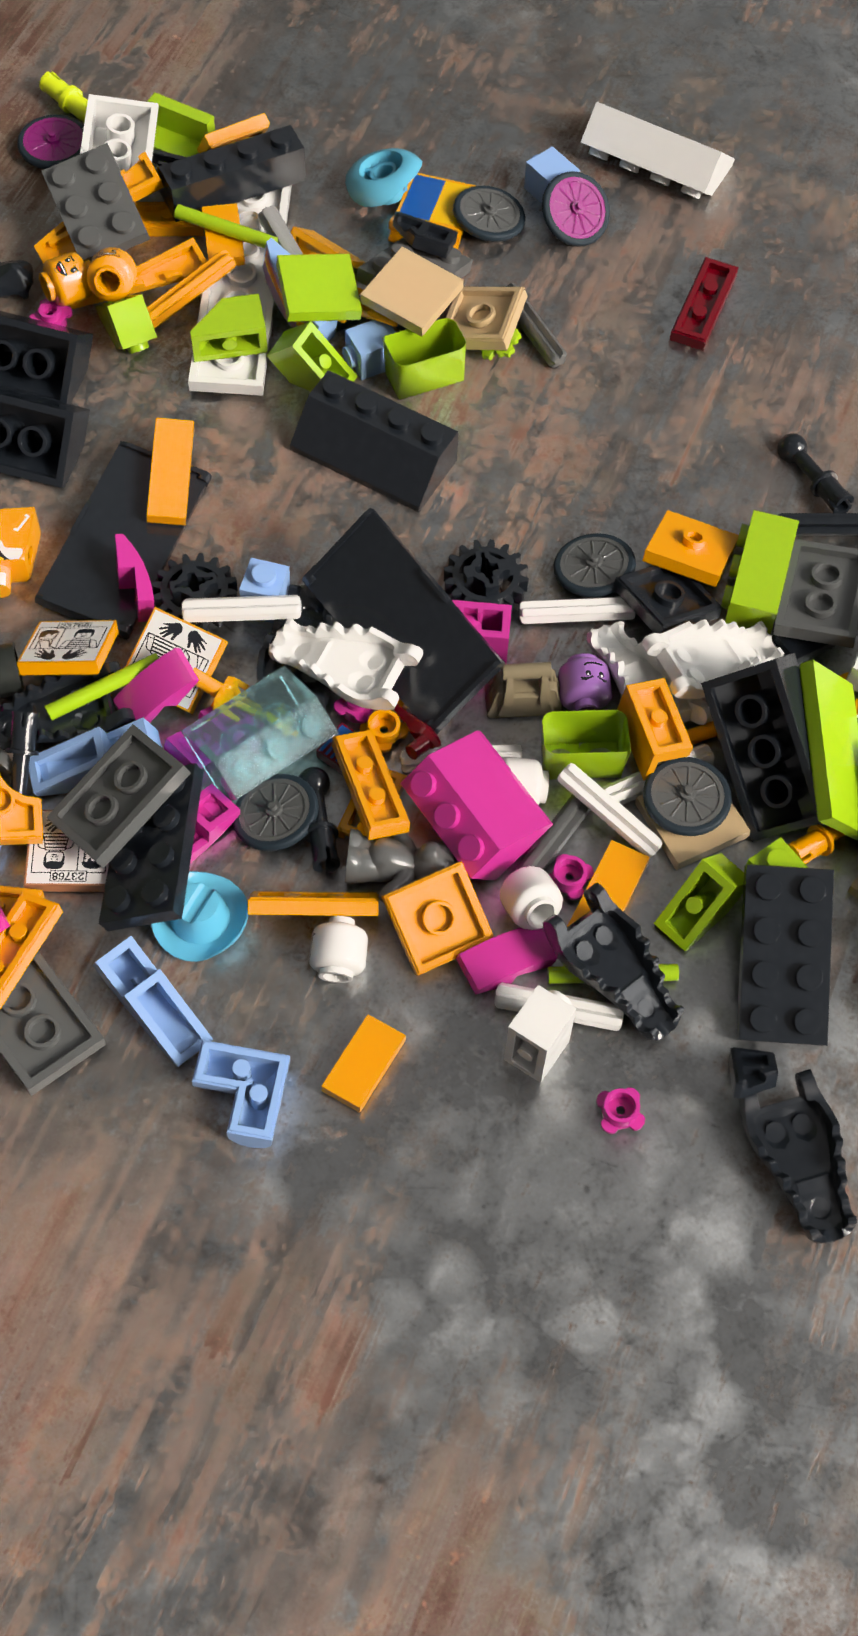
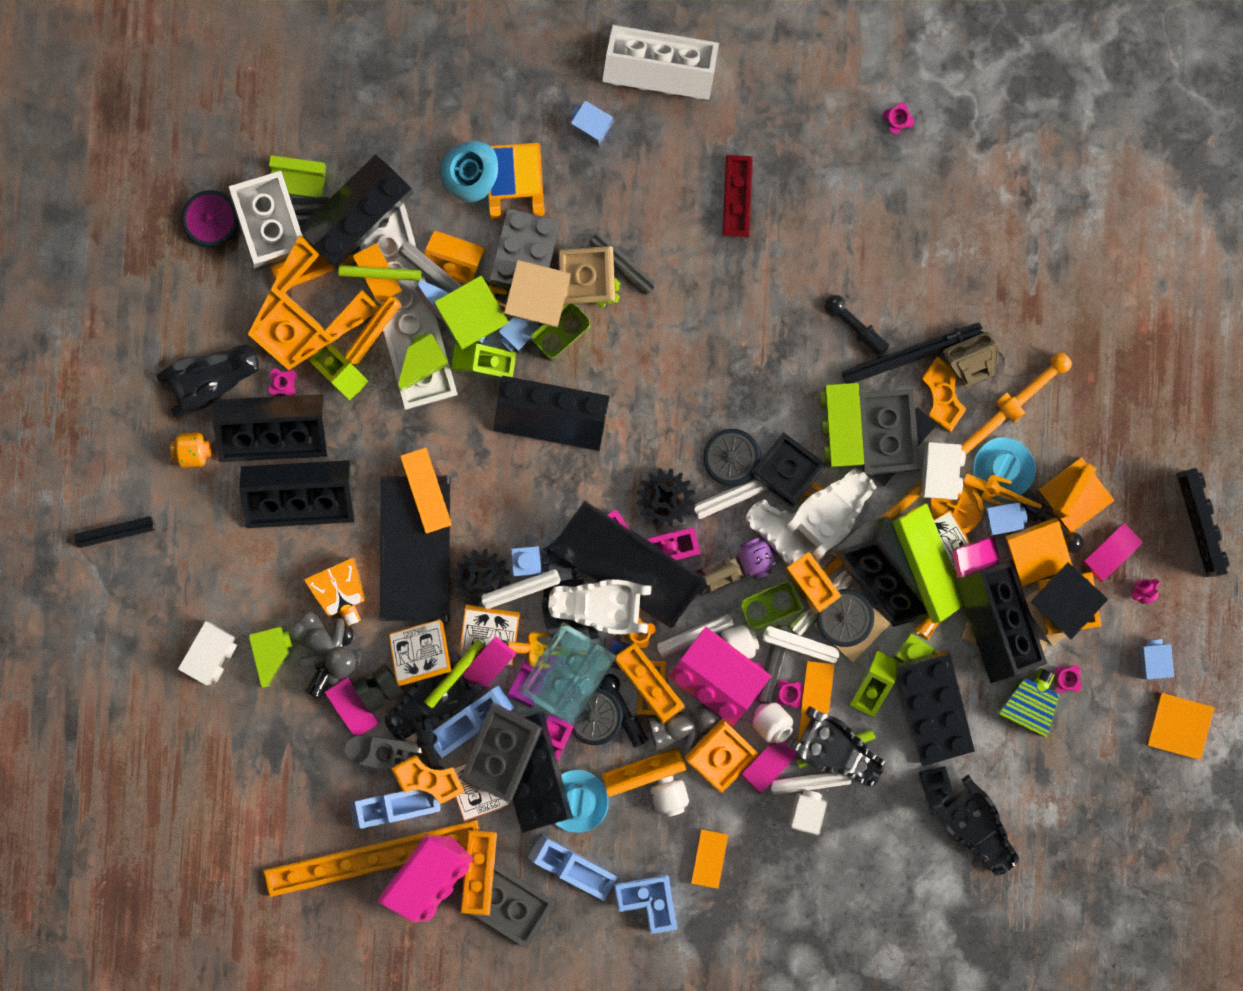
camera: 20 degrees left, 25 degrees up
(65, 279) = (288, 360): light orange head -> none
(68, 97) = (203, 172): neon yellow pin -> none
(95, 203) = (281, 292): dark grey plate -> none
(111, 274) = (320, 350): light orange head -> none
(133, 574) = (434, 580): dark pink slope -> none
(233, 133) = (343, 169): light orange tile -> none
(423, 734) = (669, 633): dark red bar -> none
(425, 235) = (523, 222): black tile -> none
(489, 213) = (556, 170): dark grey wheel -> none
(575, 208) = (619, 148): wheel -> none
(626, 1099) = (874, 835): dark pink plate -> none
(691, 548) = (792, 422): light orange plate -> none

